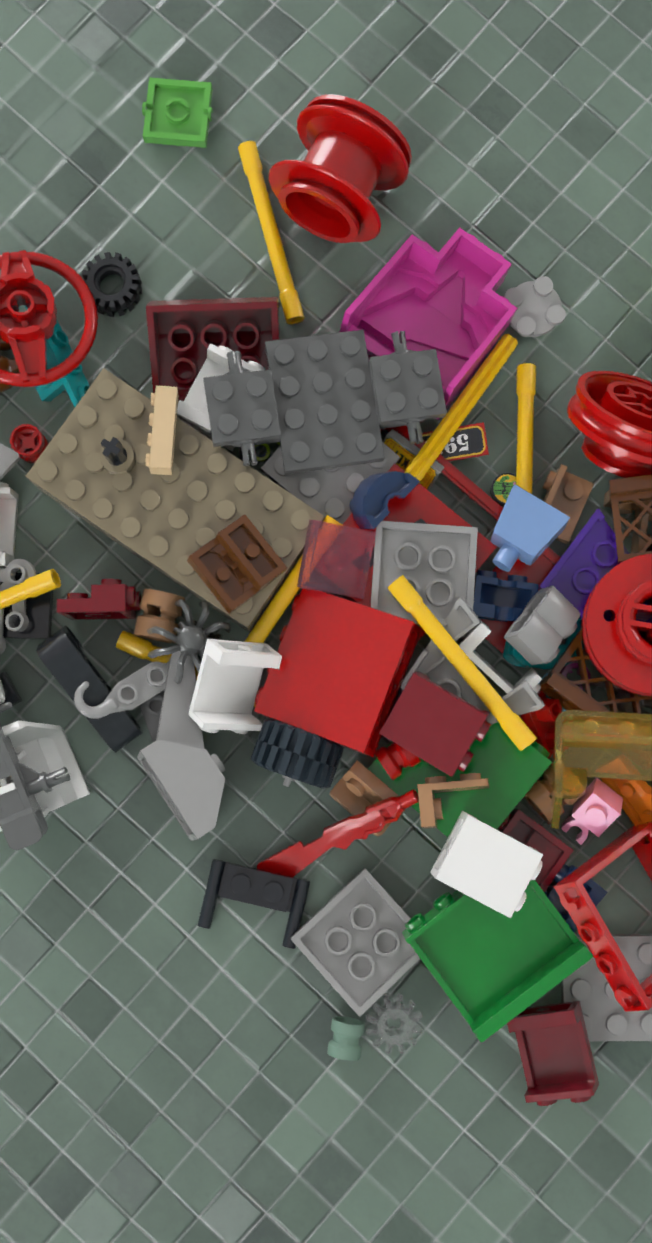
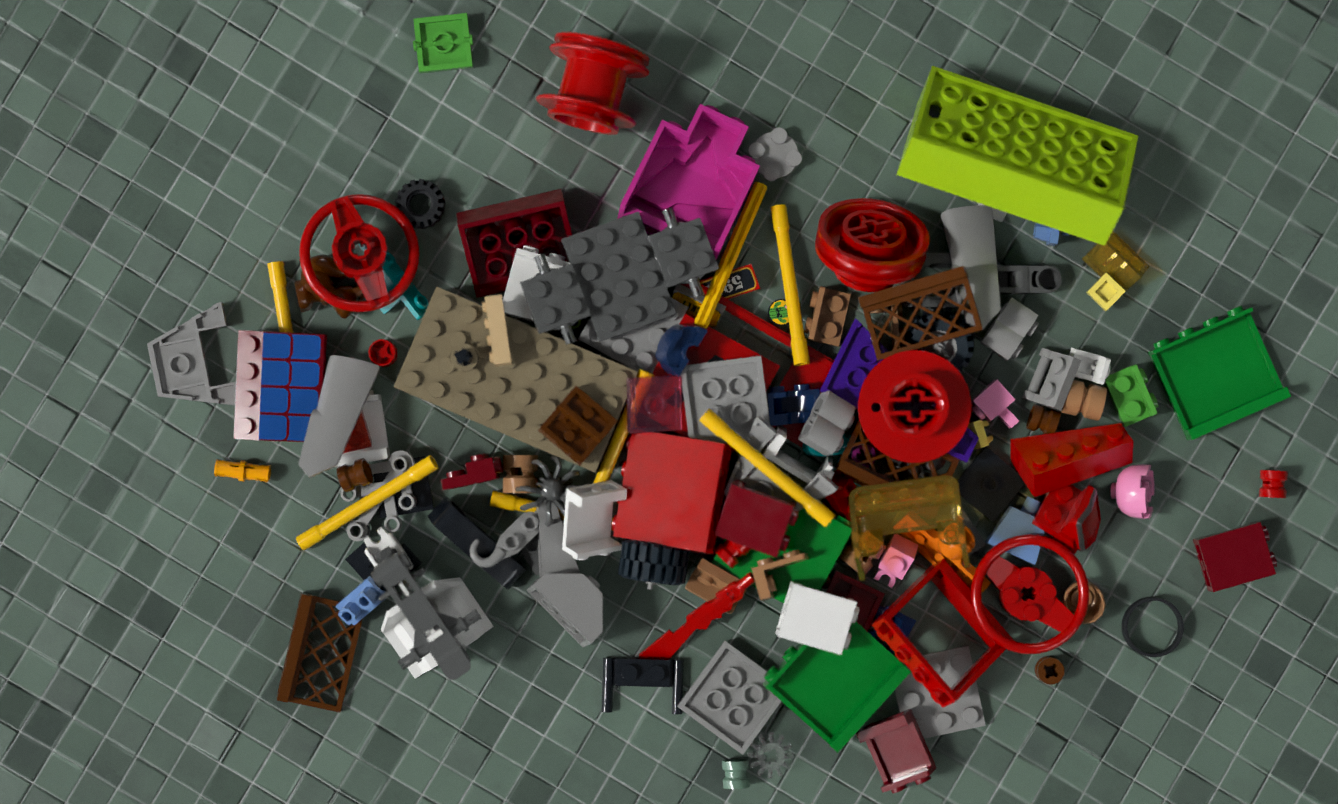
camera: 15 degrees left, 5 degrees up
(288, 294) = (518, 81): yellow piece -> none
(525, 529) = (798, 349): medium blue torso -> none

